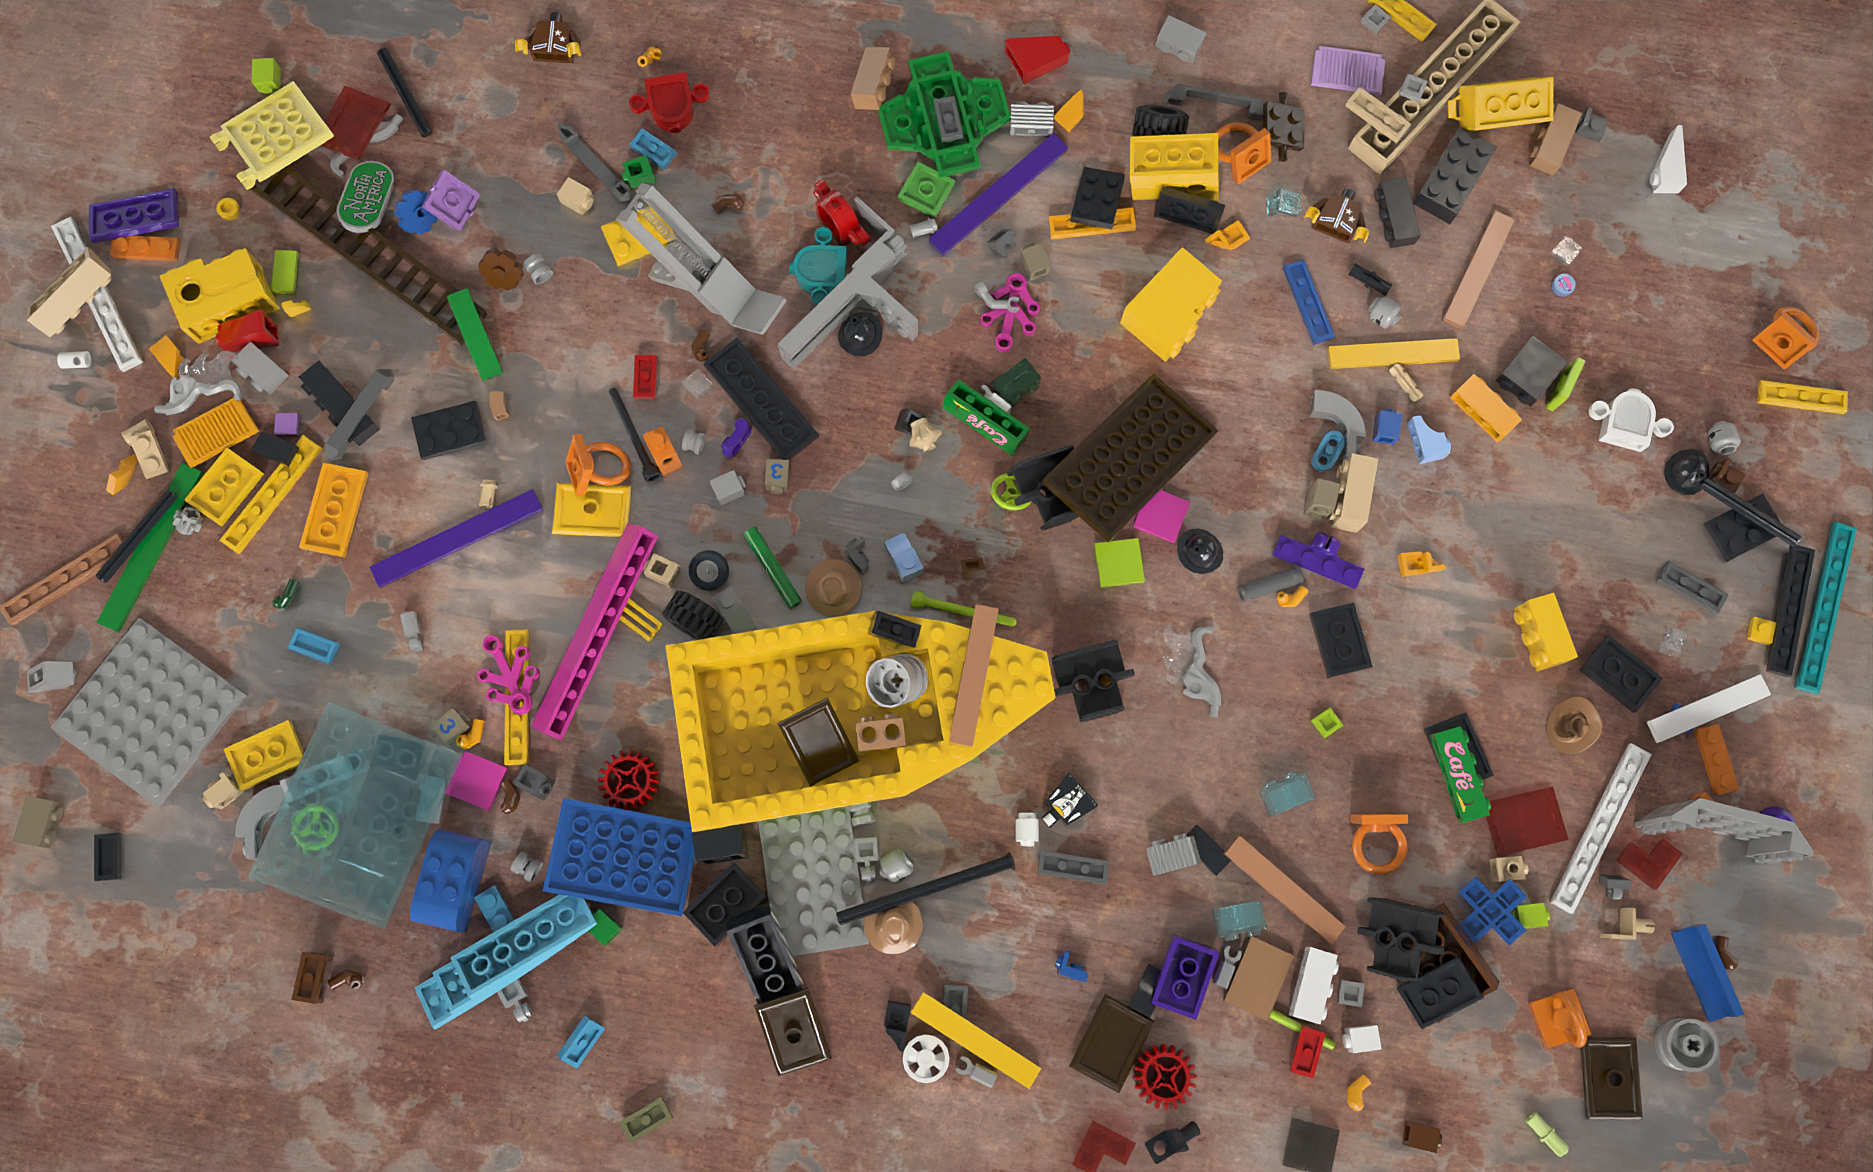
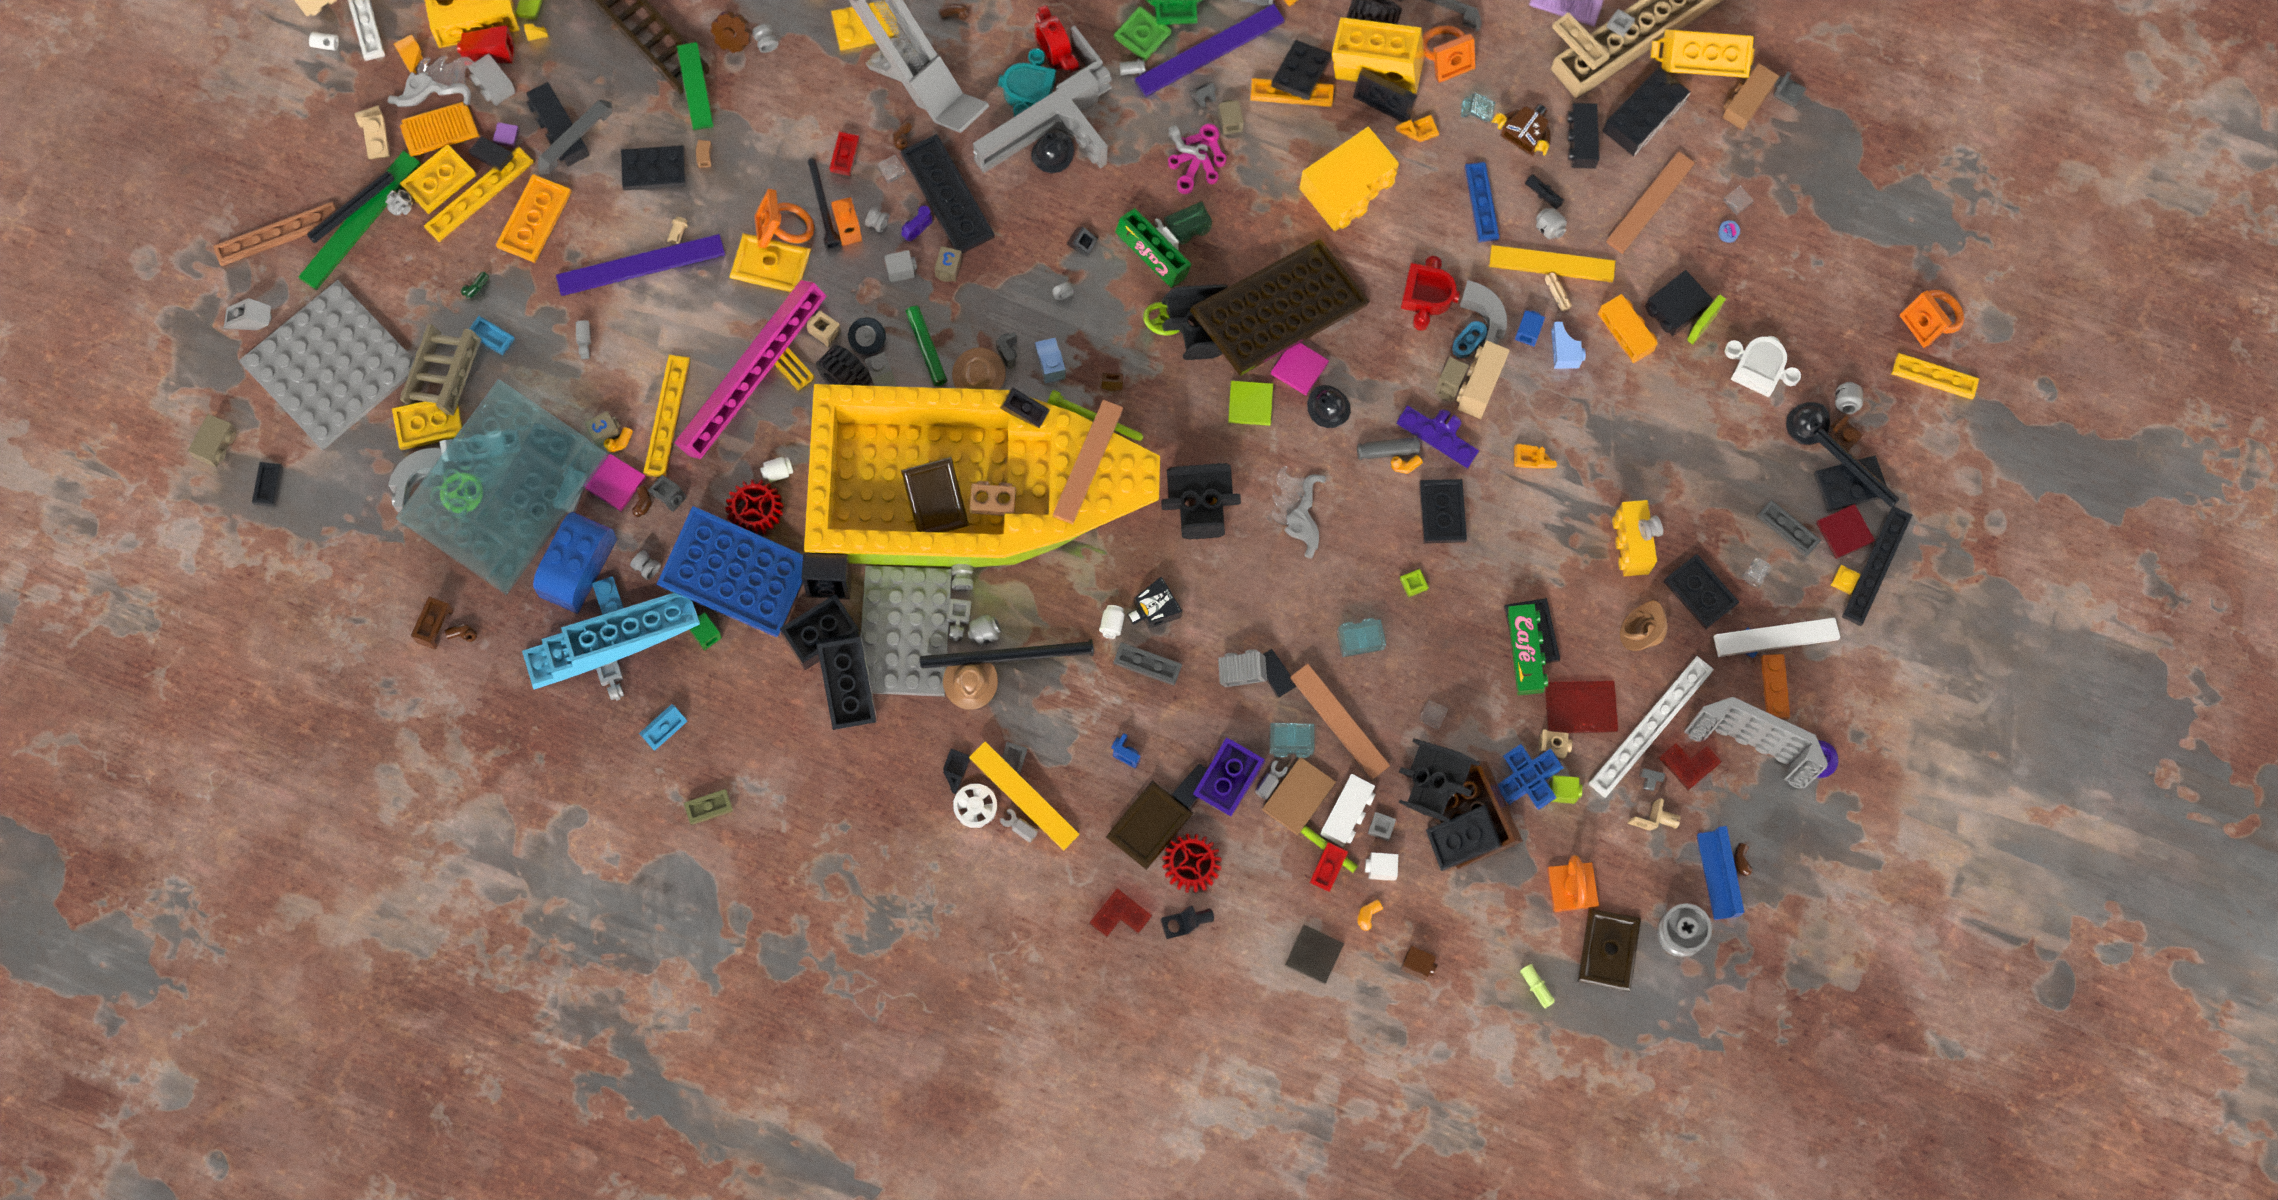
camera: 10 degrees right, 5 degrees down
(120, 478) = (347, 151): light orange slope -> none
(221, 791) = (382, 446): tan brick -> none
(285, 696) = (457, 374): none -> dark tan fence
(510, 677) = (665, 395): dark pink plant -> none
(643, 733) = (776, 469): none -> white brick
(792, 1031) = (858, 754): dark brown piece -> none
(886, 683) = (1017, 451): light grey wheel -> none
(924, 435) = (1092, 253): tan rock -> none
(1275, 407) = (1428, 291): none -> red piece
(1284, 125) = (1493, 37): dark brown plate -> none
(1379, 823) = (1442, 677): orange tile -> none
(1566, 624) = (1650, 527): none -> light grey wheel
(1670, 168) = (1854, 144): white slope -> none
(1750, 579) = (1845, 531): none -> dark red tile
(1825, 608) = (1912, 571): teal tile -> none

